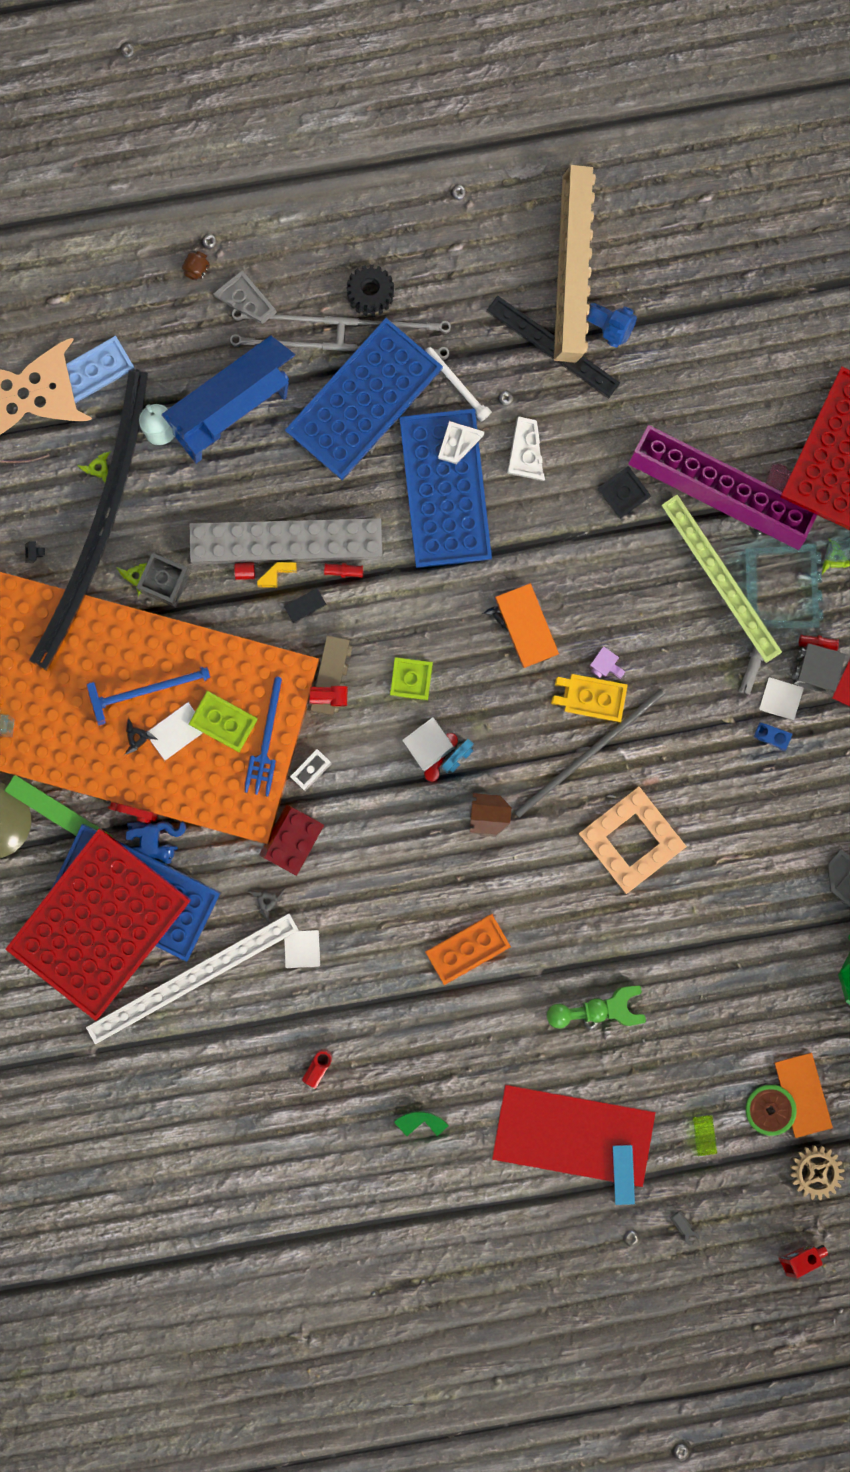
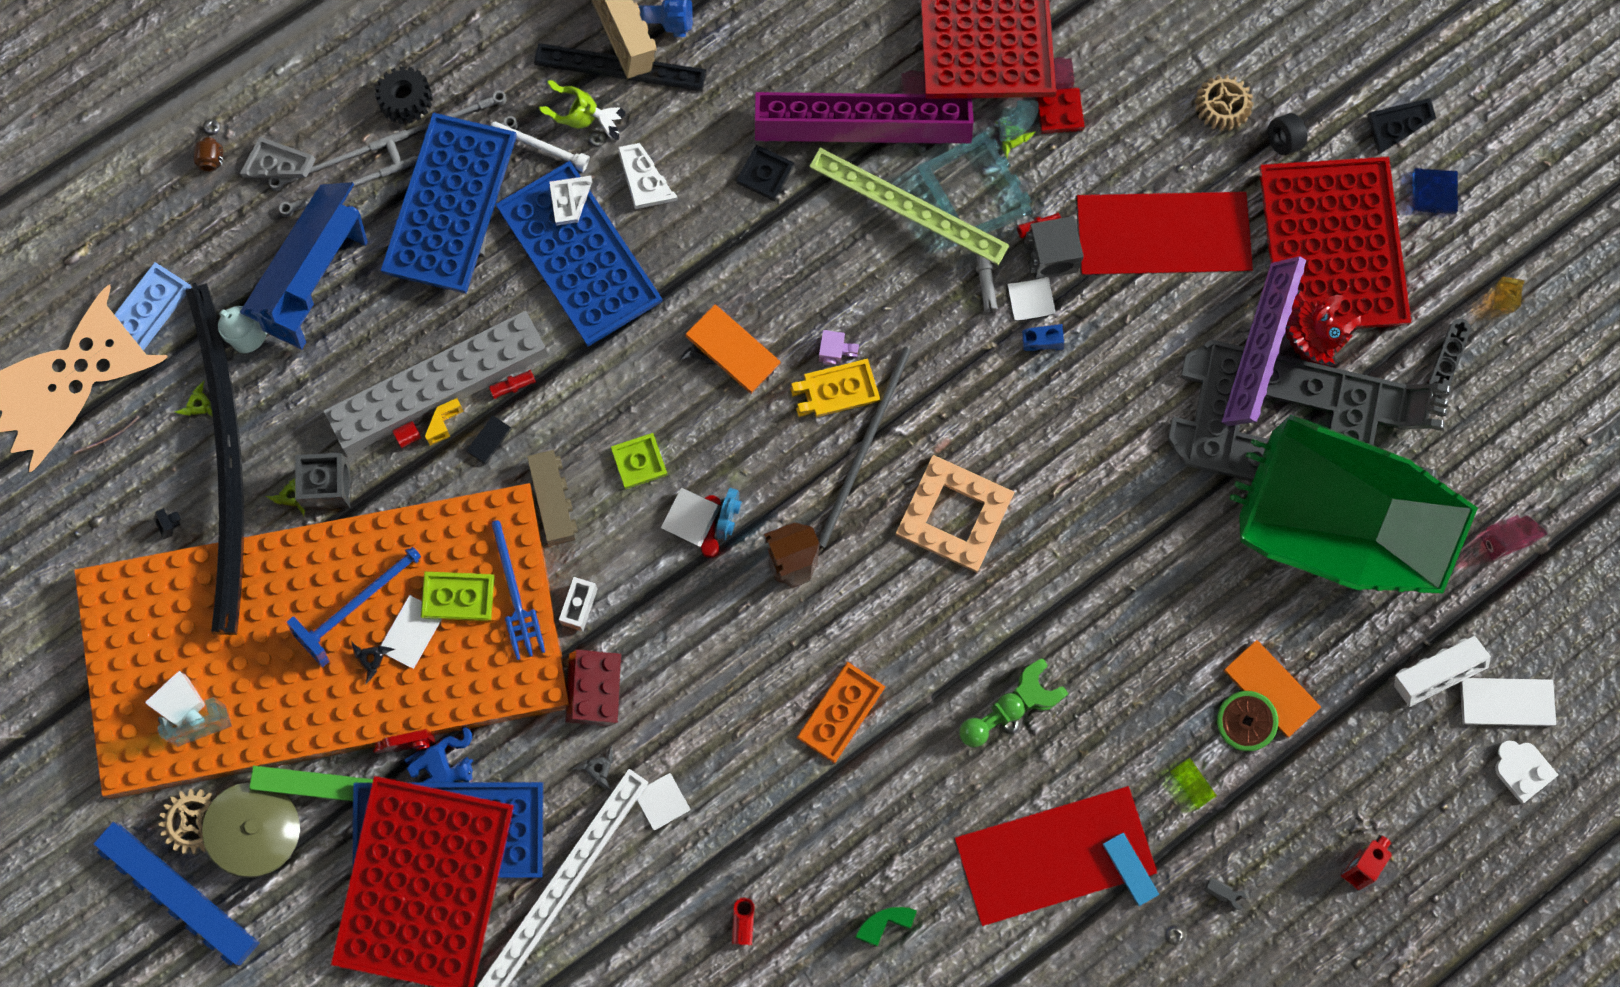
camera: 30 degrees left, 10 degrees down
(329, 695) = (565, 512): red piece -> none
(505, 373) = (584, 111): none -> lime hair
(810, 1178) = (1327, 771): tan gear -> none

